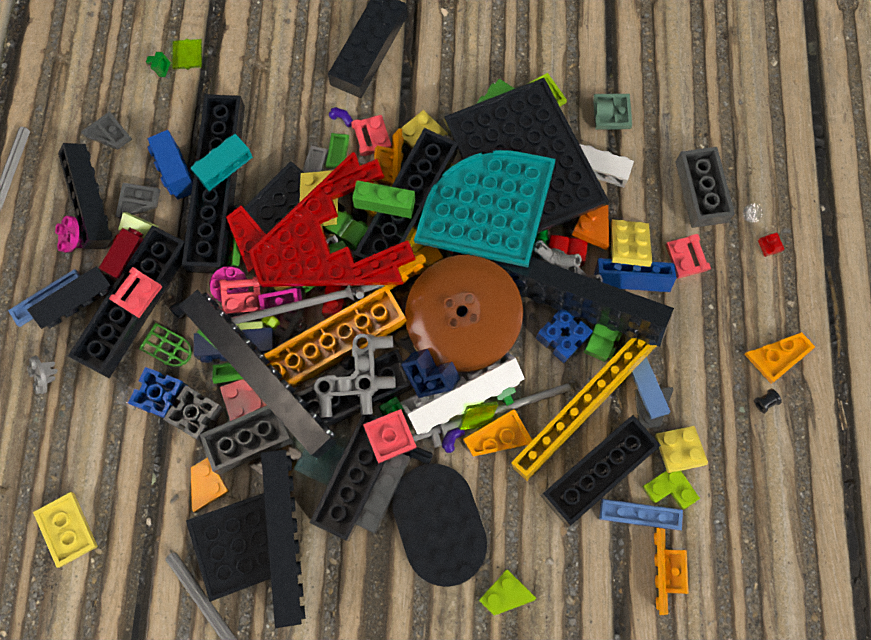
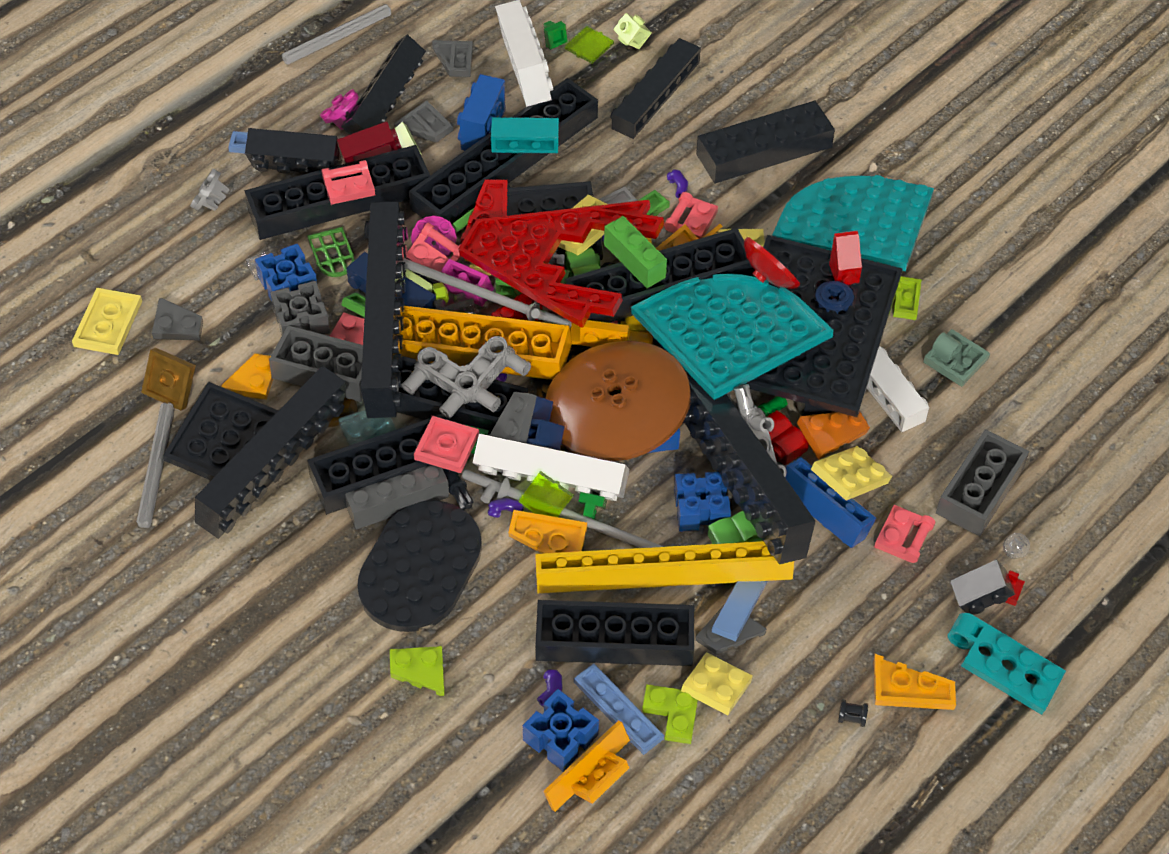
camera: 40 degrees right, 20 degrees down
(113, 488) = (176, 322): none -> dark grey wing
(154, 539) = (168, 378): none -> pearl gold tile
(159, 96) = (524, 52): none -> white brick
(208, 23) = (632, 30): none -> yellowish green brick
(263, 56) = (655, 88): none -> black brick
(418, 383) = (516, 418): none -> dark grey wing
(475, 59) = (879, 208): none -> teal plate
(477, 146) = (768, 267): none -> red dish
(514, 100) = (846, 257): none -> slope
(520, 126) = (834, 289): none -> dark blue gear
(595, 536) = (554, 682): none -> dark purple arm
(640, 554) = (560, 730): none -> blue brick
(767, 259) = (982, 587): none -> brick
(786, 291) = (971, 633): none -> teal hinge

